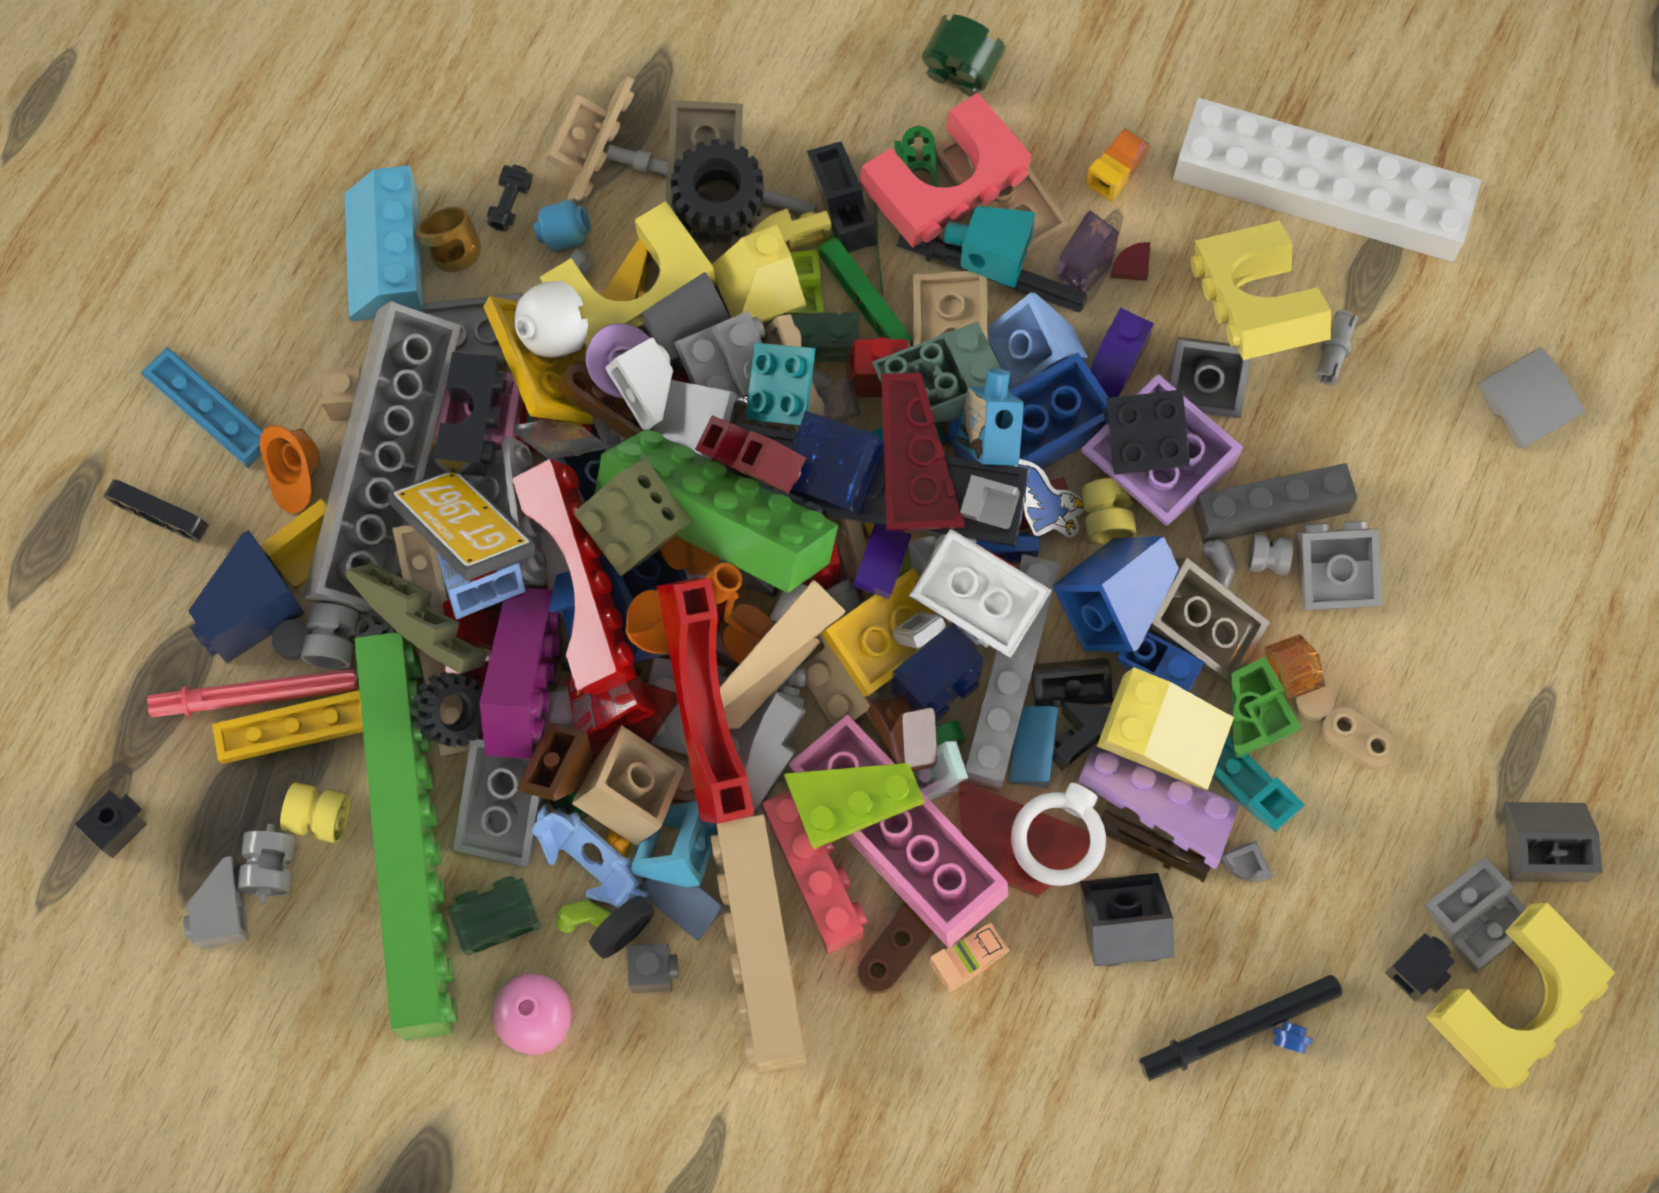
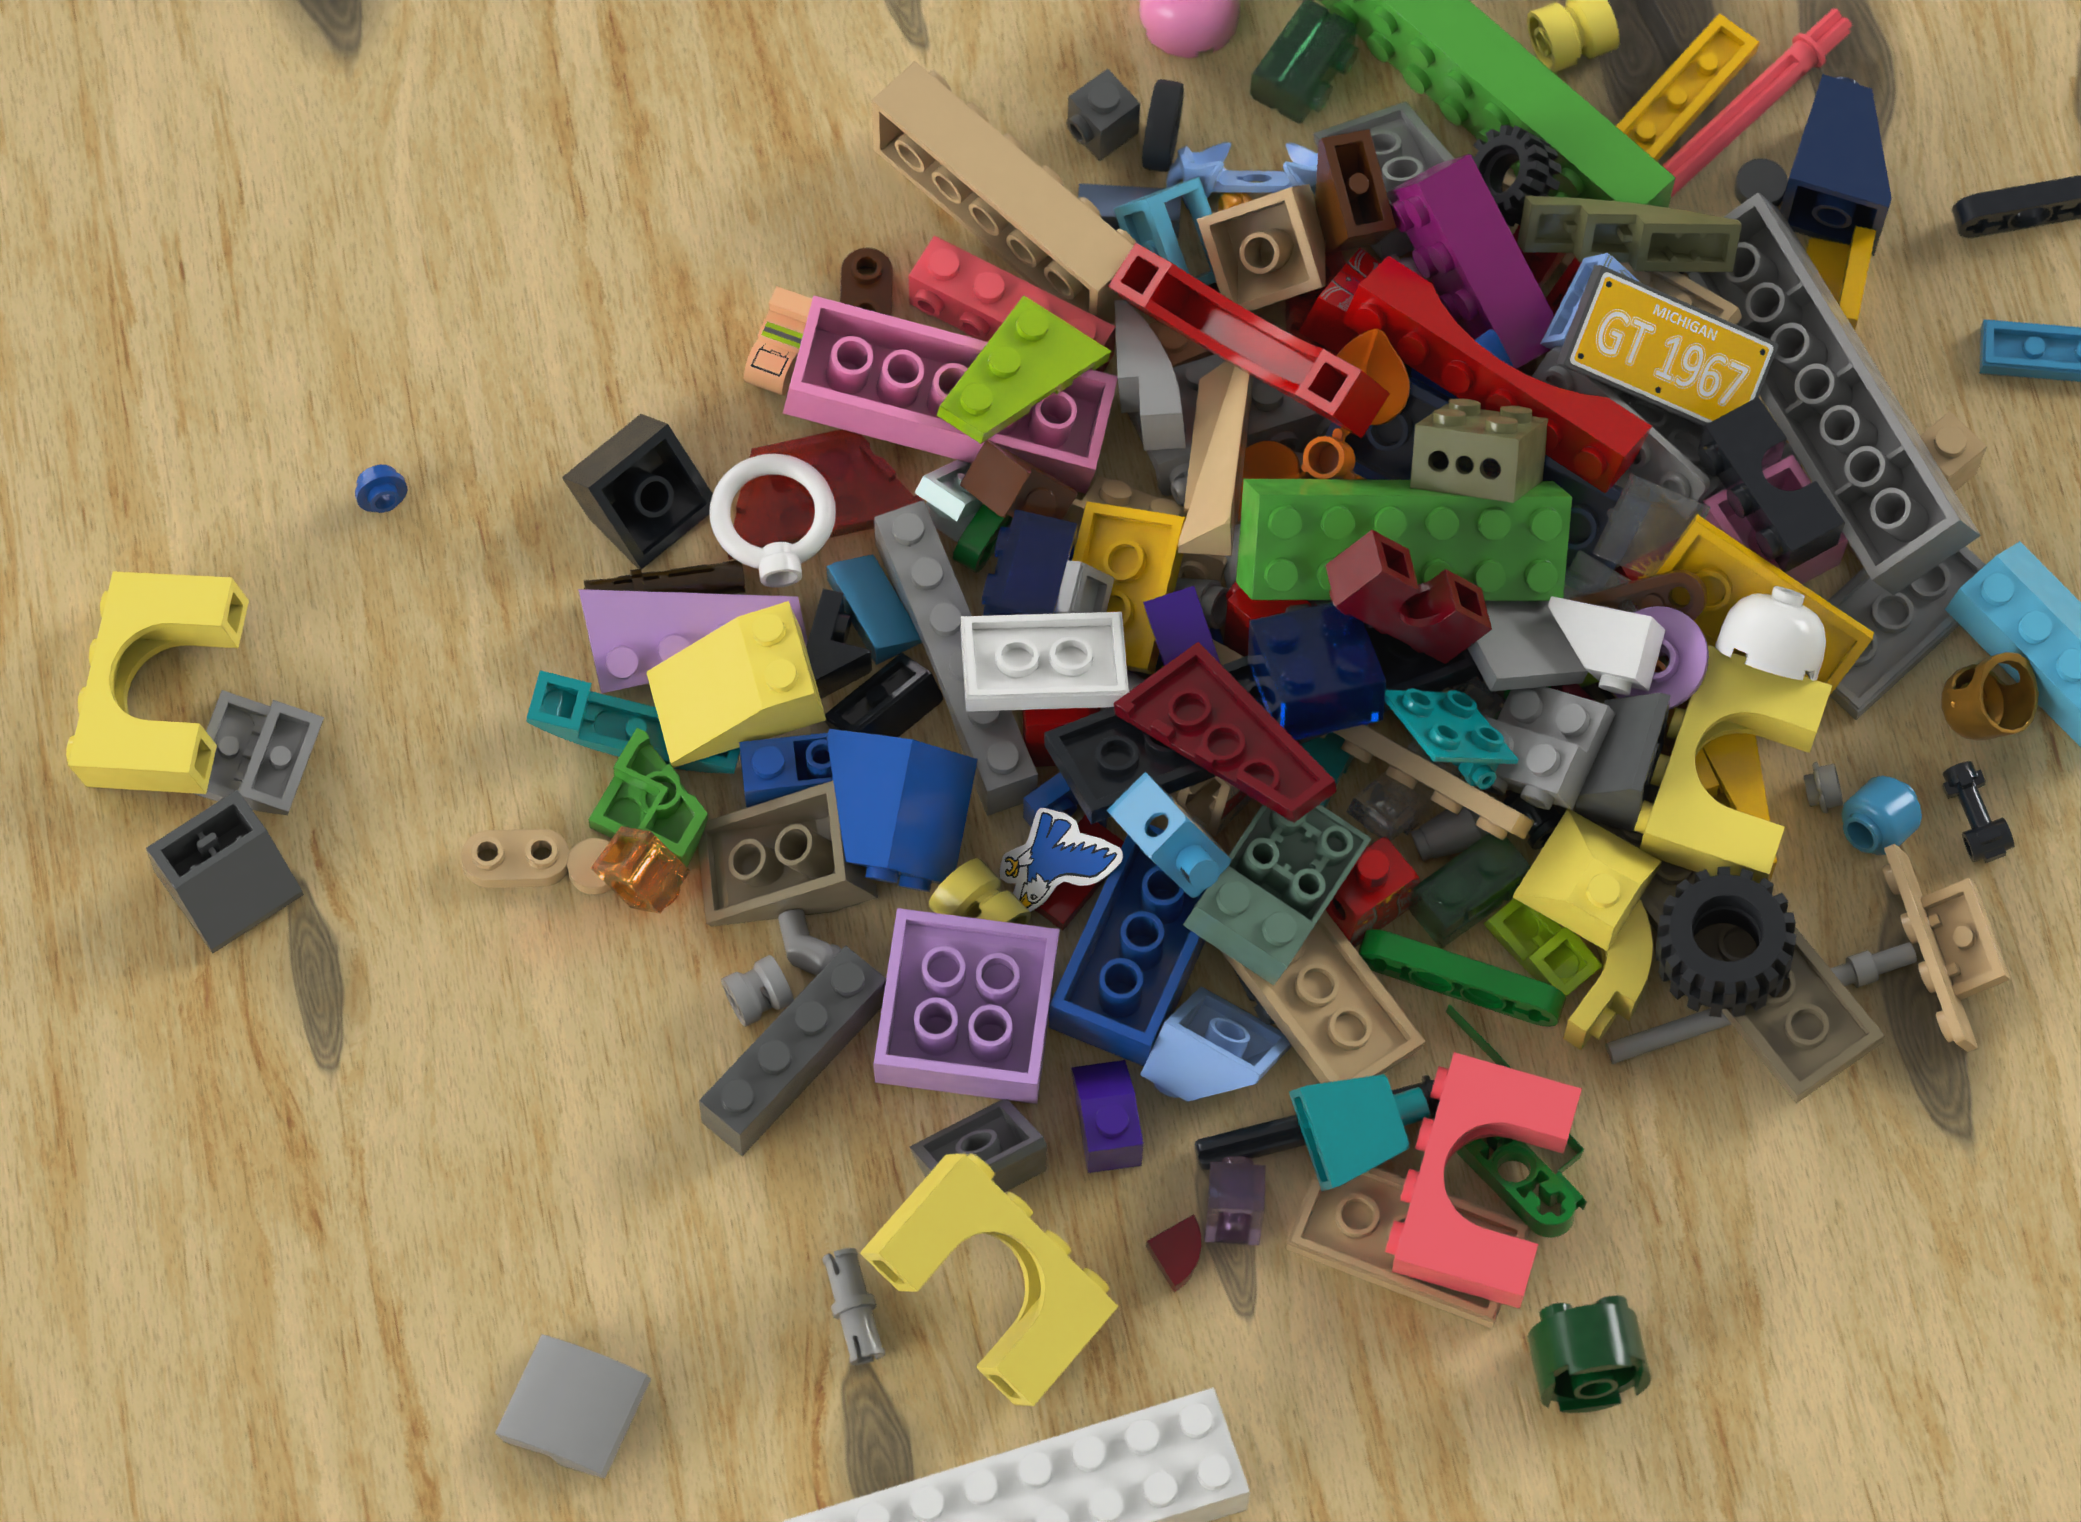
camera: 140 degrees right, 5 degrees down
(290, 465) = (1928, 350): orange piece -> none
(330, 634) = (1711, 187): light grey wheel -> none
(580, 912) = (1220, 127): lime arm -> none
(842, 197) = (1609, 1095): black slope -> none
(990, 502) = (1108, 747): light grey panel -> none
(1117, 164) = (1290, 1360): leg -> none
(1147, 431) = (995, 987): black hinge -> none
(1240, 1027) = (442, 466): black axle -> none
(1247, 863) = (550, 642): light grey tile -> none
(1339, 566) = (669, 1029): light grey plate -> none
(1422, 967) = (286, 648): black brick -> none

